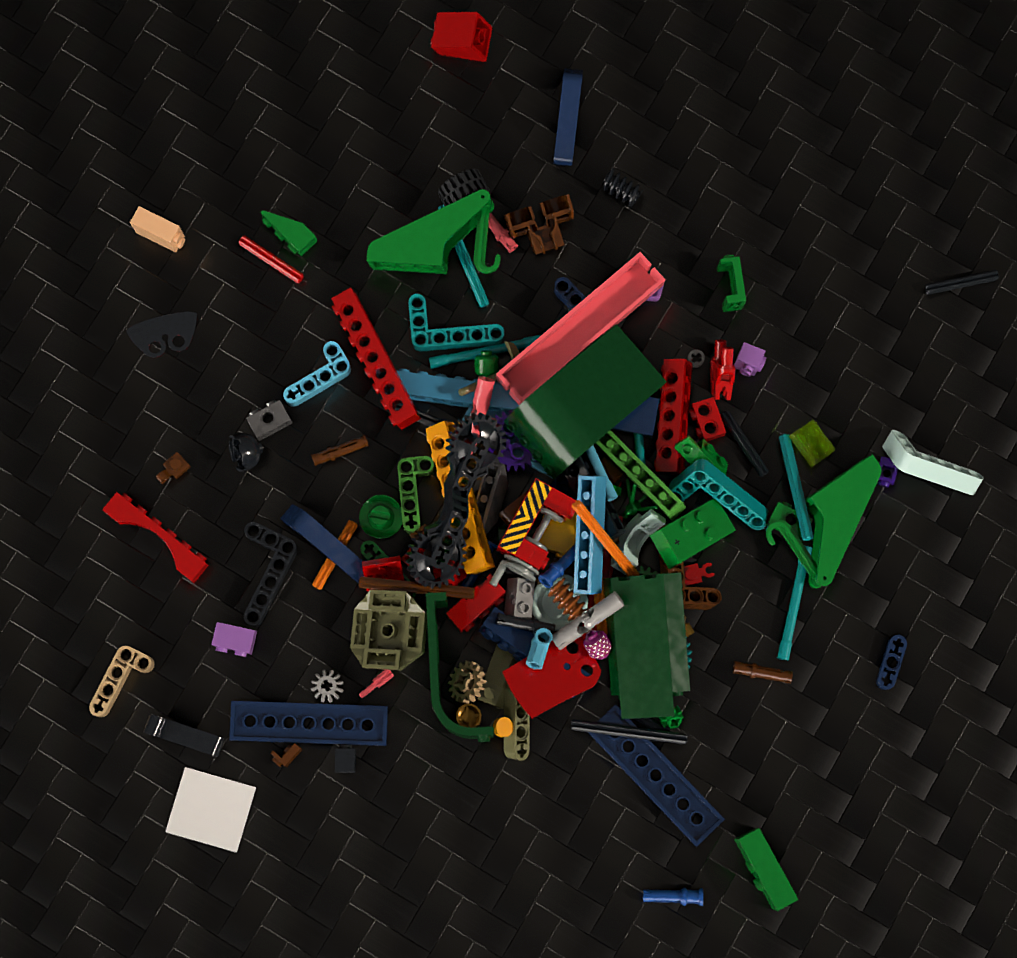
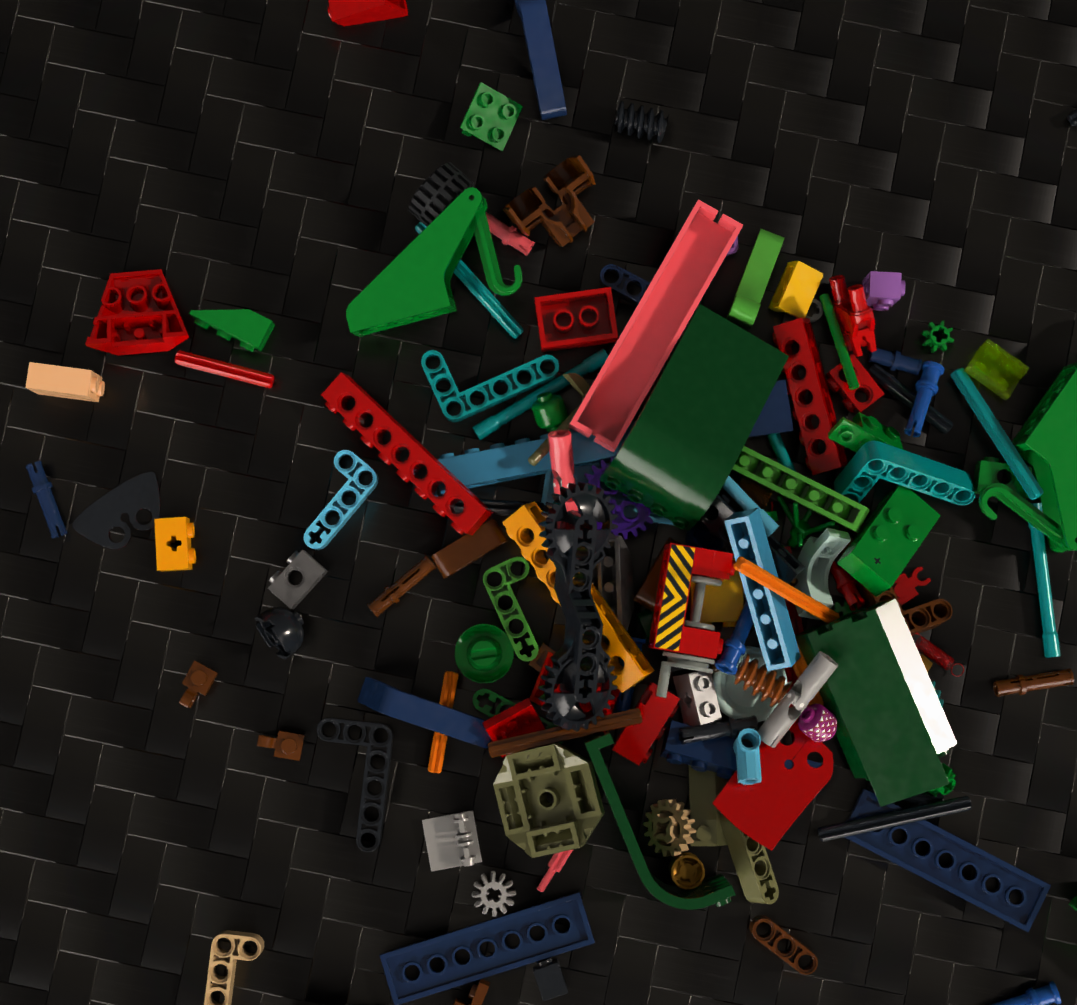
camera: 20 degrees left, 5 degrees up
(115, 306) = (46, 499): none -> dark blue pin
(185, 560) = (257, 797): red arch -> none
(189, 357) = (165, 532): none -> light orange brick
(219, 533) = (286, 745): none -> reddish brown plate
(224, 202) = (137, 315): none -> red wedge
(234, 638) = (354, 876): medium lavender brick -> none
(311, 639) = (452, 841): none -> light grey hinge
(396, 440) = (469, 548): none -> reddish brown beam
(503, 727) = (736, 871): light orange tile -> none
(517, 784) = (790, 955): none -> reddish brown beam
(518, 149) = (490, 117): none -> green hinge
(527, 307) = (576, 319): none -> red brick
(652, 557) = (847, 586): none -> red pin
(663, 323) = (755, 279): none -> bright green beam
(690, 340) = (796, 289): none -> yellow panel
(700, 634) = (945, 660): none -> red piece
(706, 385) = (839, 341): none -> green bar
(738, 298) = (831, 196): green panel -> none
(742, 413) = (895, 360): none -> dark blue pin
(757, 439) = (925, 388): none -> blue pin
(774, 403) = (943, 333): none -> green gear

